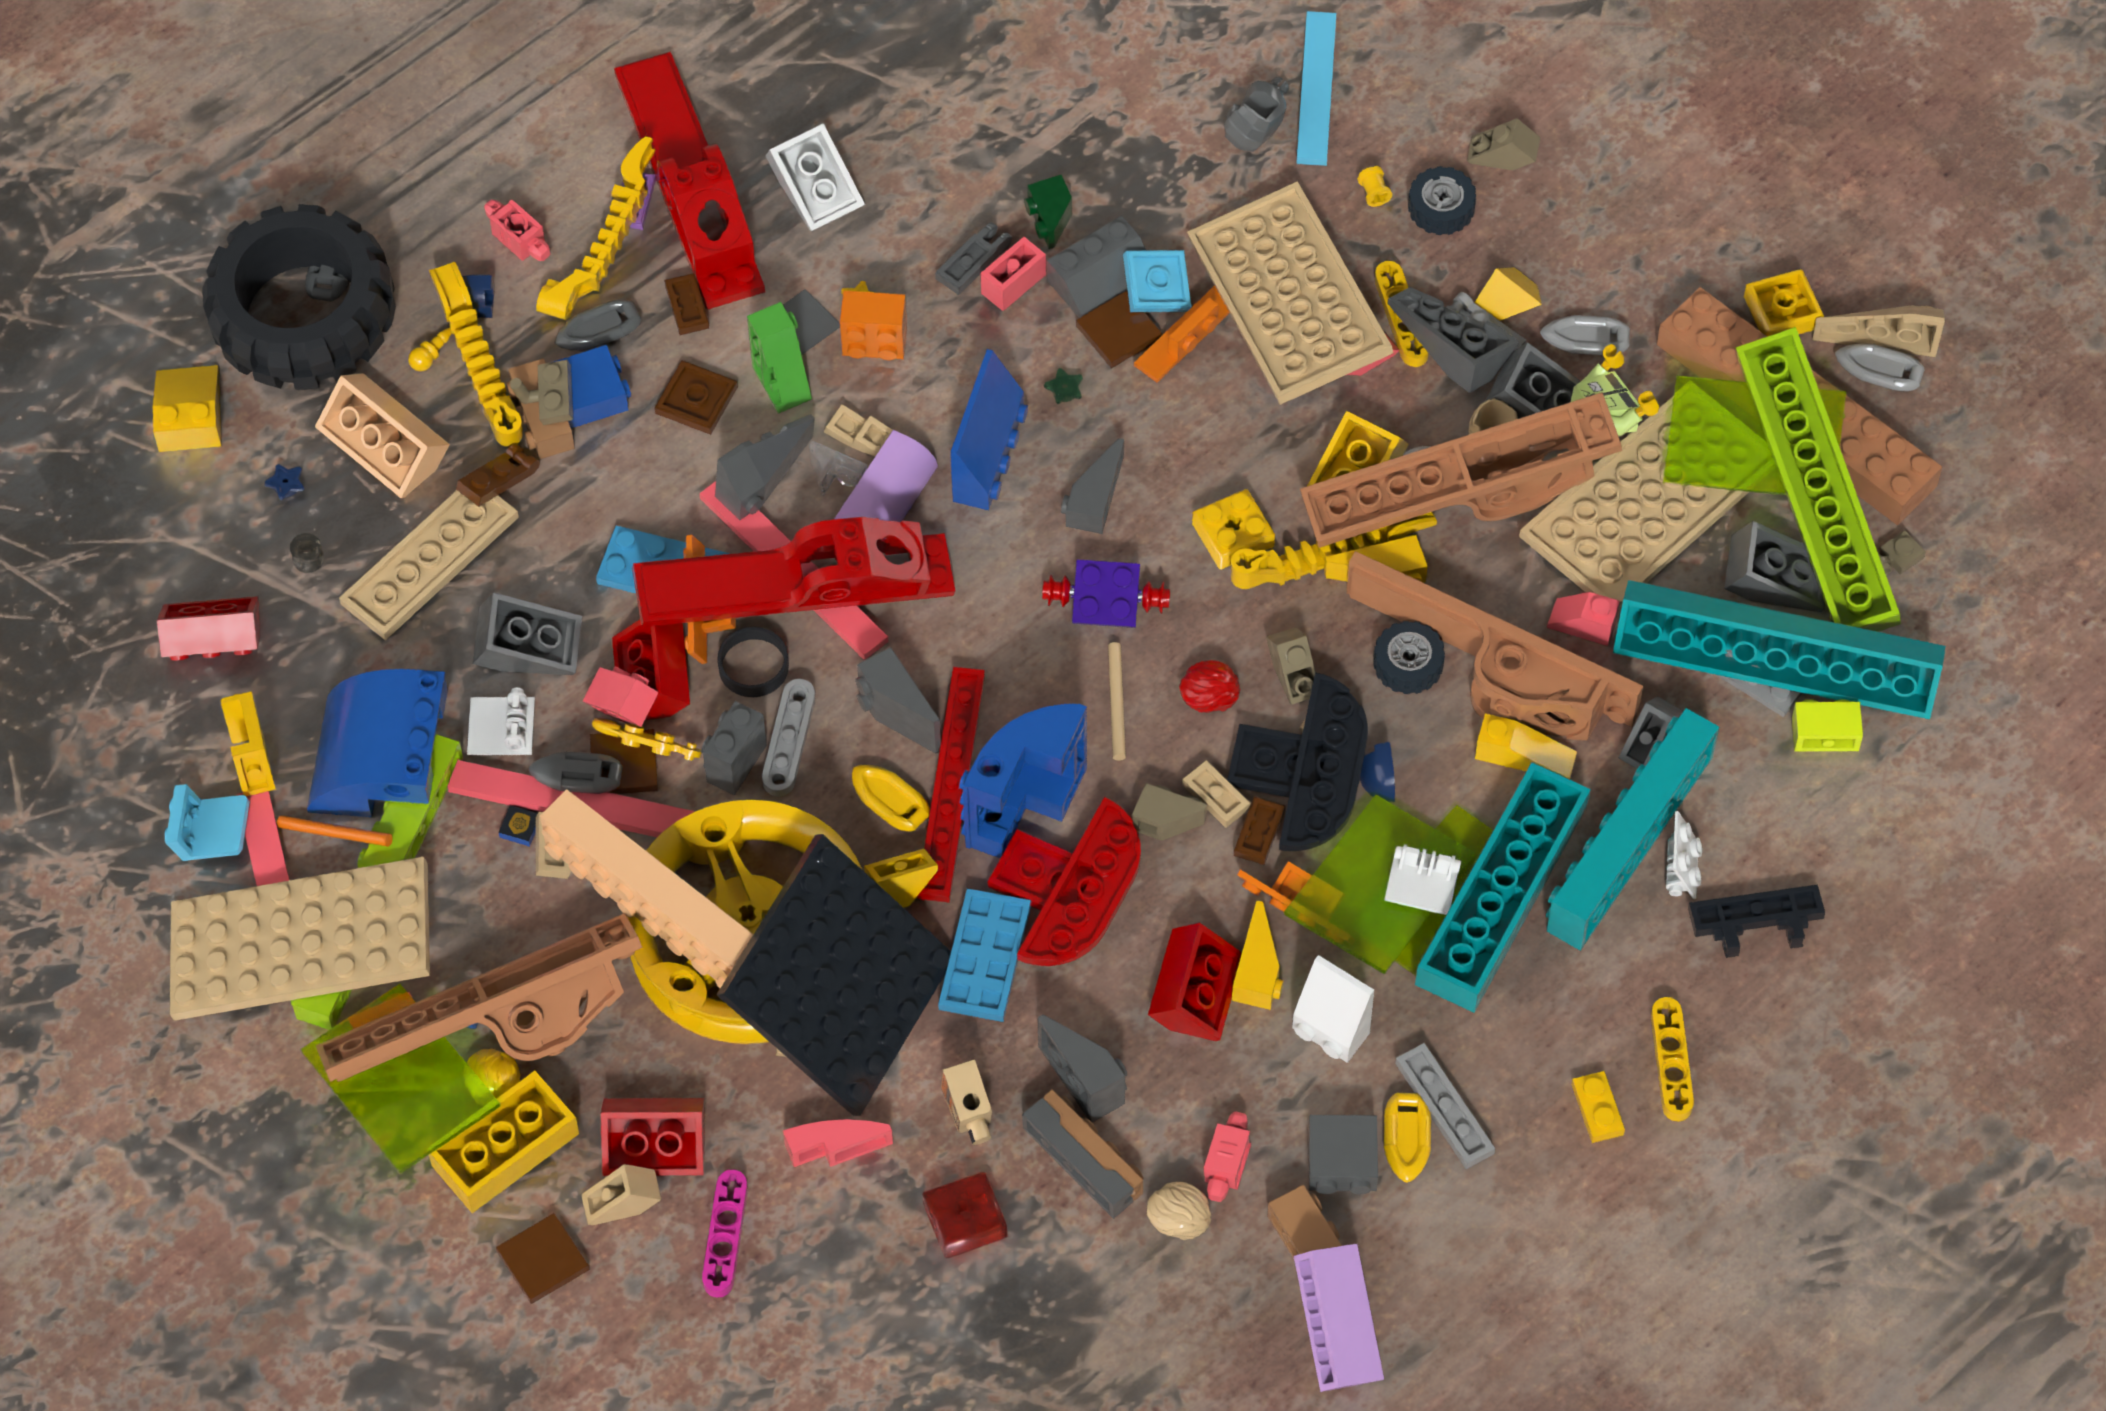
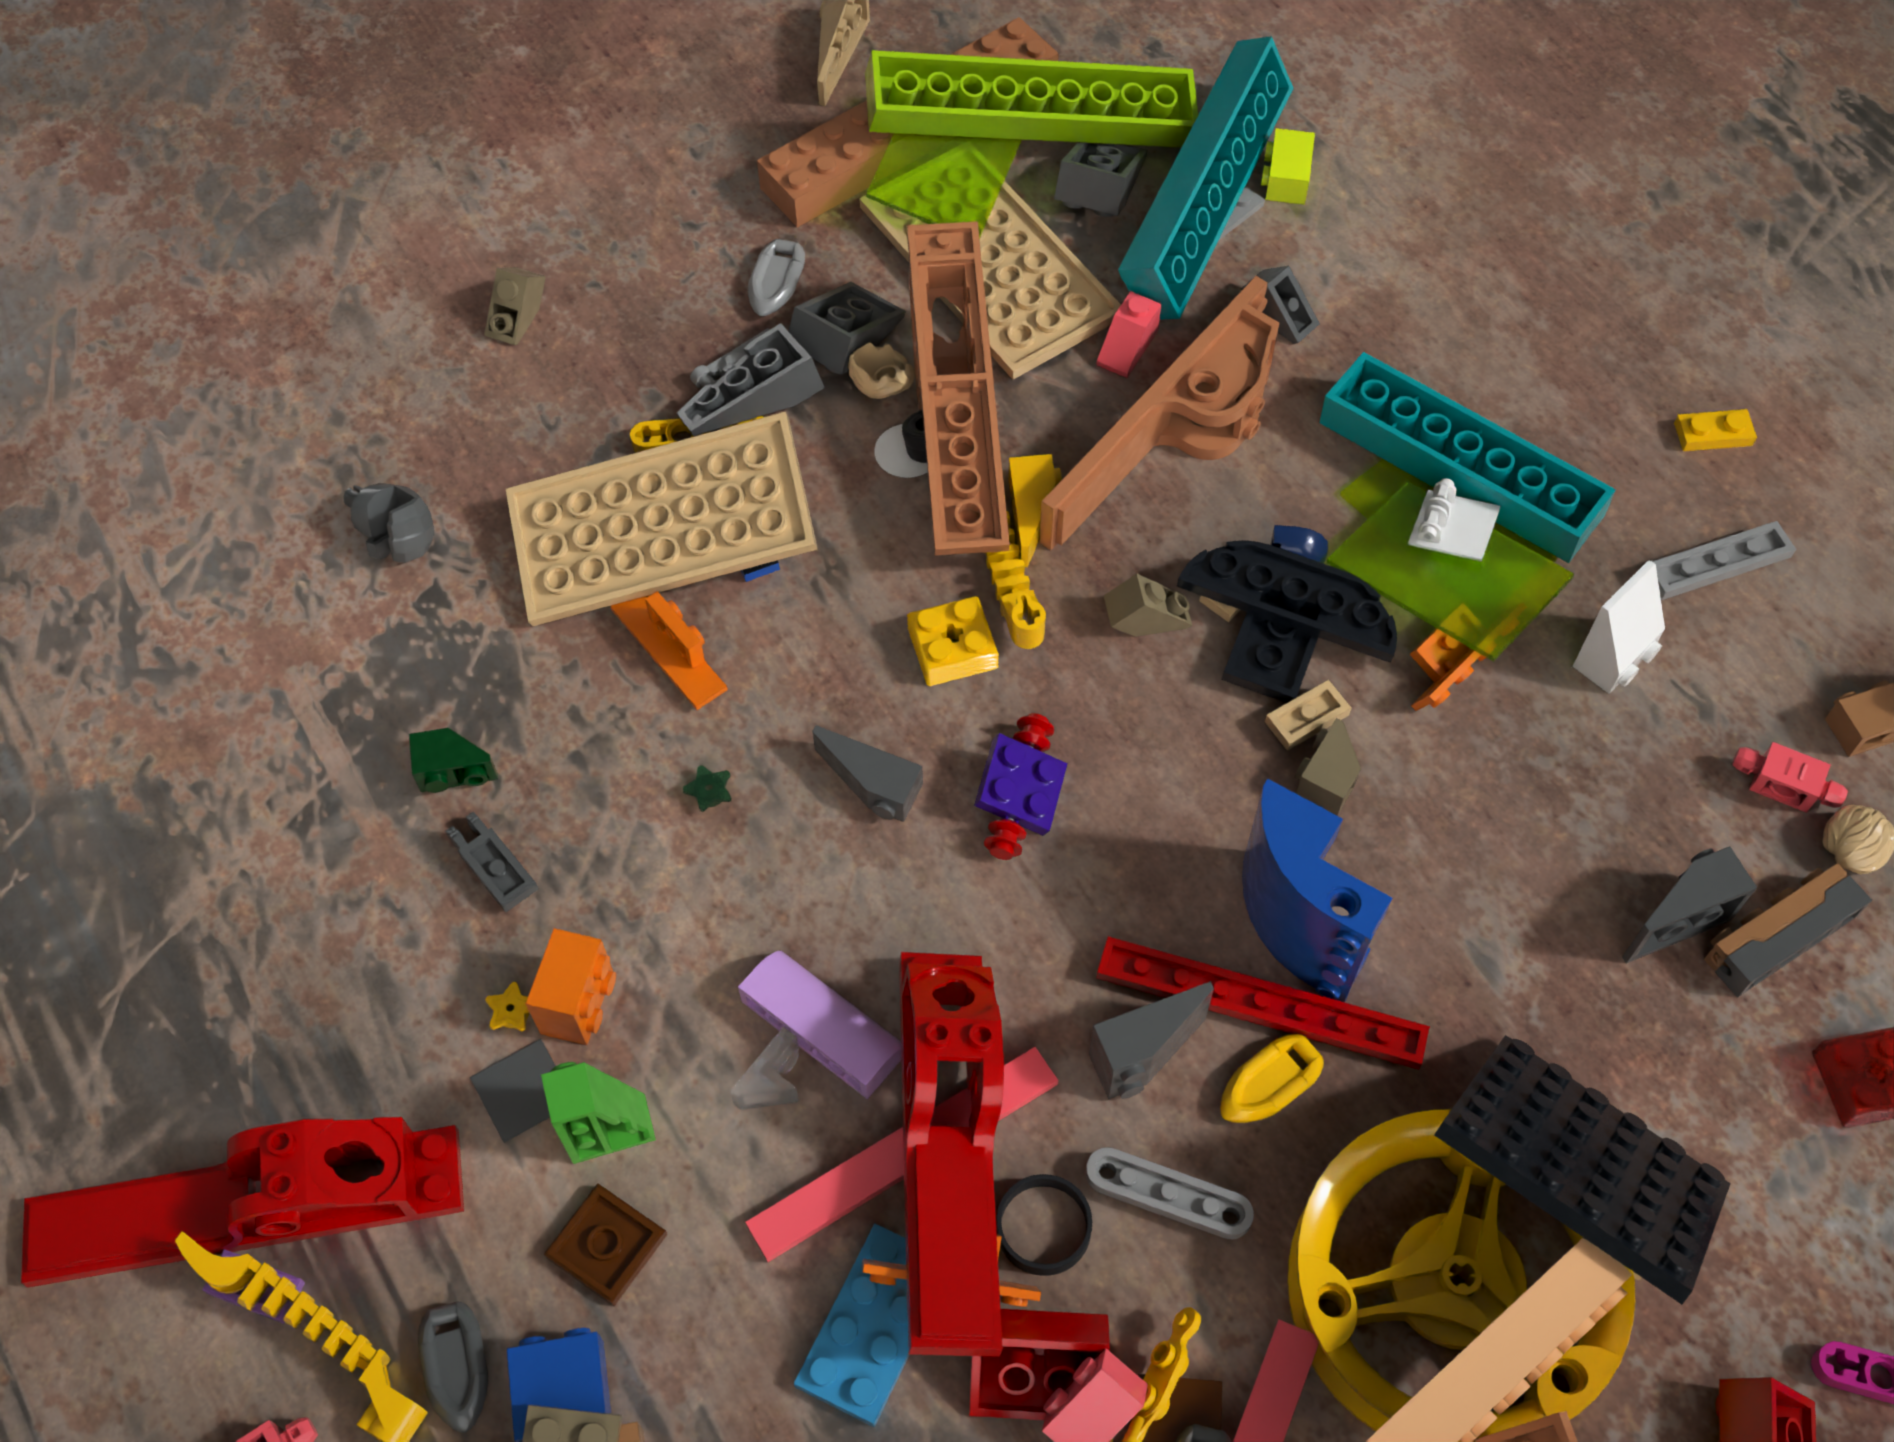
camera: 80 degrees left, 0 degrees up
(686, 304) = (453, 1234): reddish brown plate -> none
(734, 747) = (1193, 1260): dark grey brick -> none
(753, 471) = (768, 1170): dark grey wedge -> none
(815, 177) = (304, 1034): white slope -> none
(836, 1140) = (1774, 1219): coral slope -> none
(858, 432) = (716, 1038): tan slope -> none
(903, 875) = (1405, 1073): yellow slope -> none
(964, 1090) = (1722, 1045): tan torso -> none
(984, 955) = (1509, 999): dark azure plate -> none
(986, 435) = (774, 880): blue slope -> none
(1013, 273) = (537, 812): coral brick -> none
(1074, 889) = (1433, 877): red plate -> none
(1094, 267) = (554, 719): dark grey slope -> none
(1116, 701) = (1163, 801): tan bar -> none
(1117, 331) = (641, 718): reddish brown tile -> none
(1157, 281) = (592, 660): medium azure tile -> none
(1195, 982) = (1561, 777): red slope -> none
(1210, 686) = (1164, 697): red hair -> none
(1258, 969) = (1537, 706): yellow slope -> none
(1259, 830) = (1361, 679): reddish brown plate -> none
(1316, 88) = (366, 464): medium azure tile -> none
(1343, 1153) = (1789, 660): dark grey brick -> none
(1355, 447) = (891, 505): yellow slope -> none
(1374, 186) = (524, 428): yellow bush -> none
(1407, 1135) = (1754, 601): yellow piece -> none
(1416, 643) = (1171, 498): black wheel -> none
(1444, 215) = (564, 371): black wheel -> none
(1508, 294) = (709, 331): yellow slope -> none
(1517, 745) = (1282, 421): yellow slope -> none
(1622, 405) = (875, 265): torso -> none
(1631, 829) = (1409, 329): teal brick -> none
(1676, 1058) = (1661, 363): yellow beam -> none
(1683, 859) = (1424, 290): white hinge -> none
(1783, 908) = (1494, 243): black hinge -> none
(1792, 292) = (787, 109): yellow brick -> none
(1881, 366) = (874, 40): light grey piece -> none

